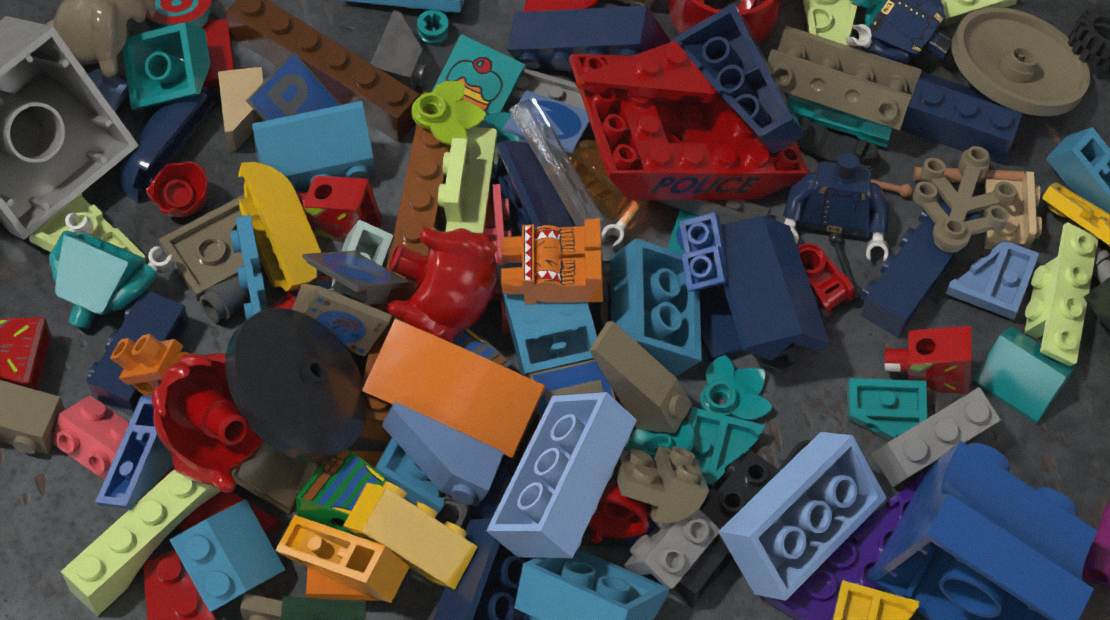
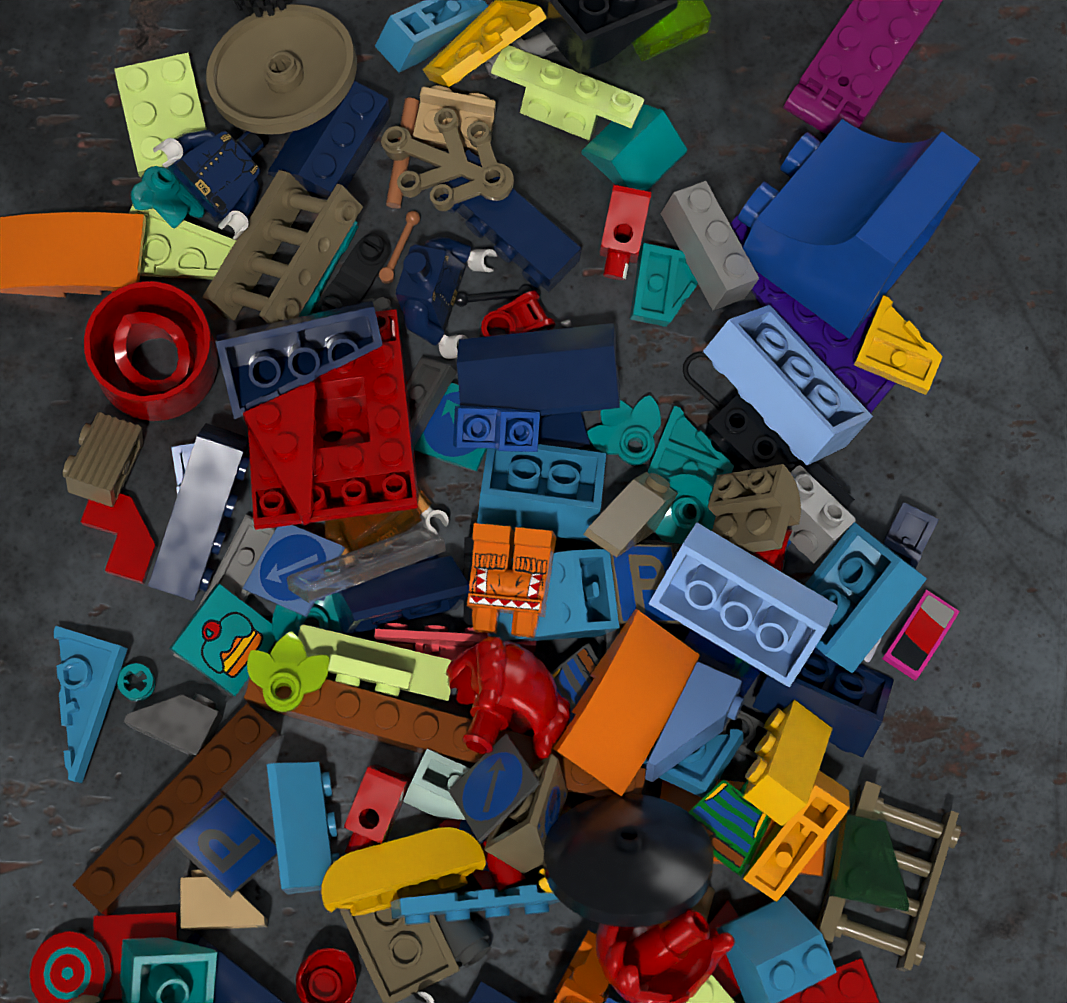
camera: 85 degrees left, 15 degrees up
(997, 280) = (531, 150): medium blue wing -> none

